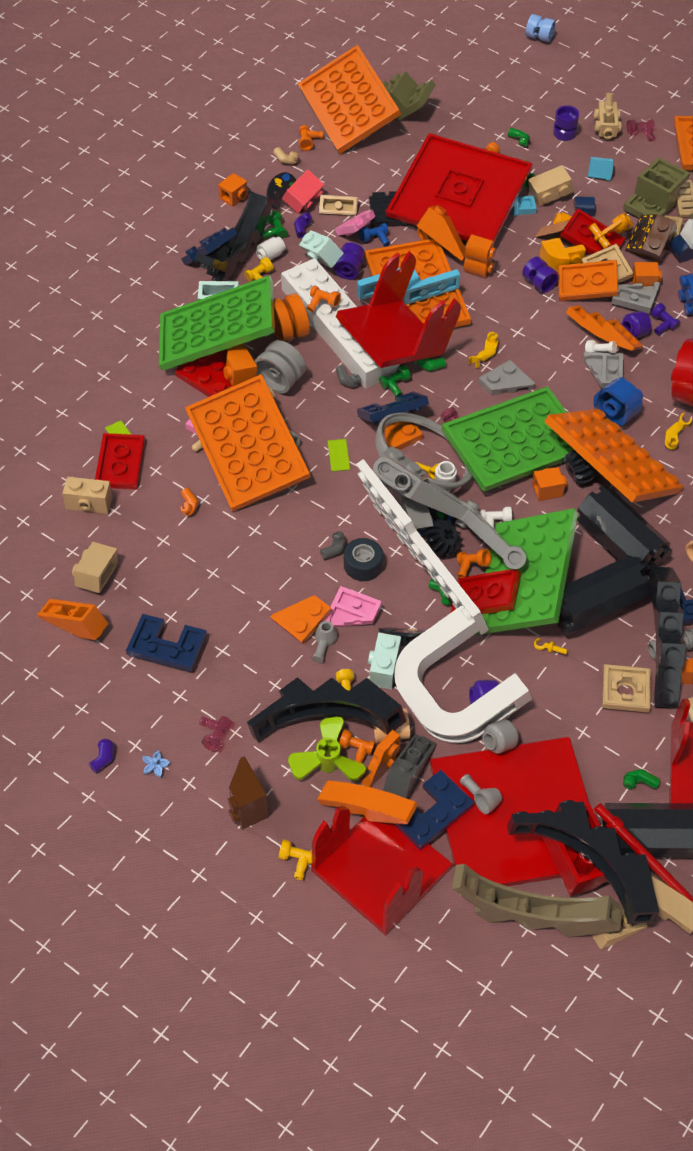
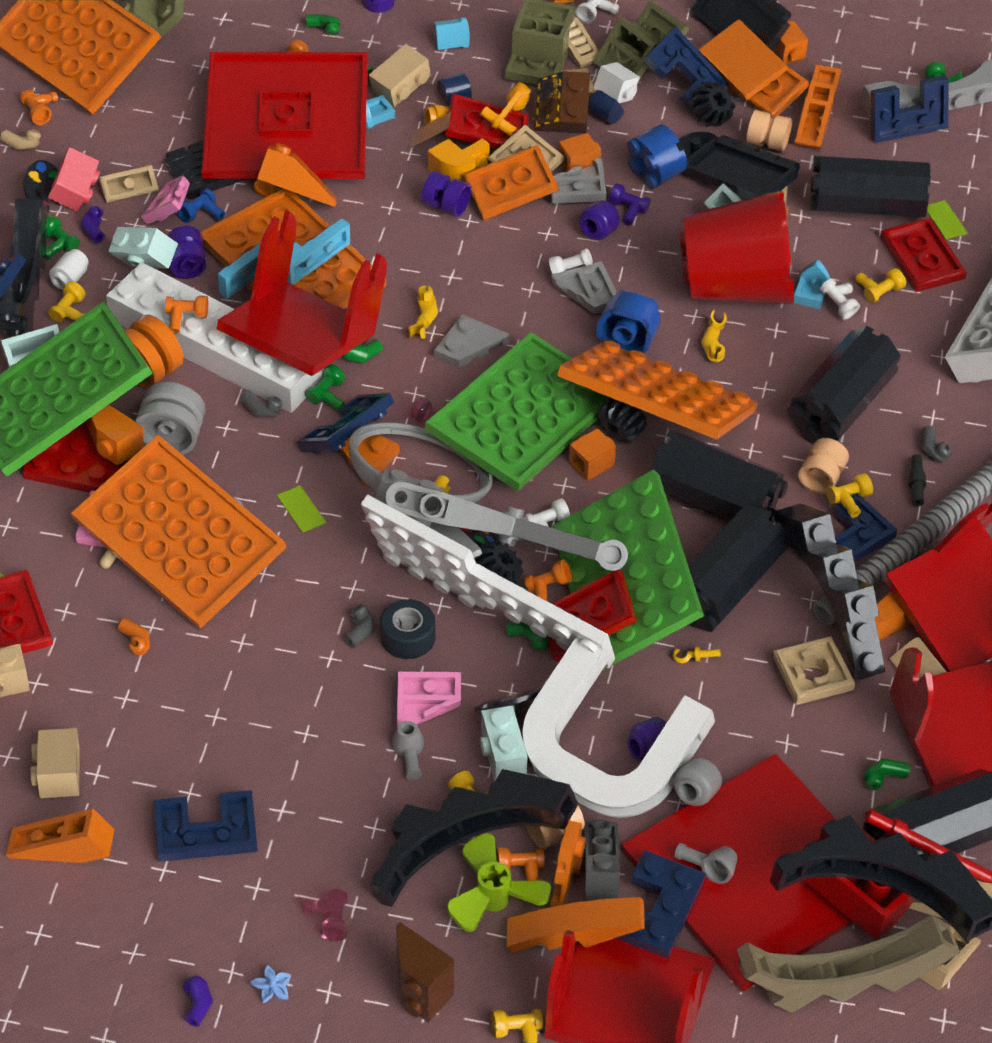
camera: 25 degrees left, 5 degrees down
(303, 617) = (368, 730): orange wing -> none
(446, 472) = (459, 481): white brick -> none
(479, 256) = (357, 193): orange brick -> none
(607, 330) = (570, 238): orange slope -> none

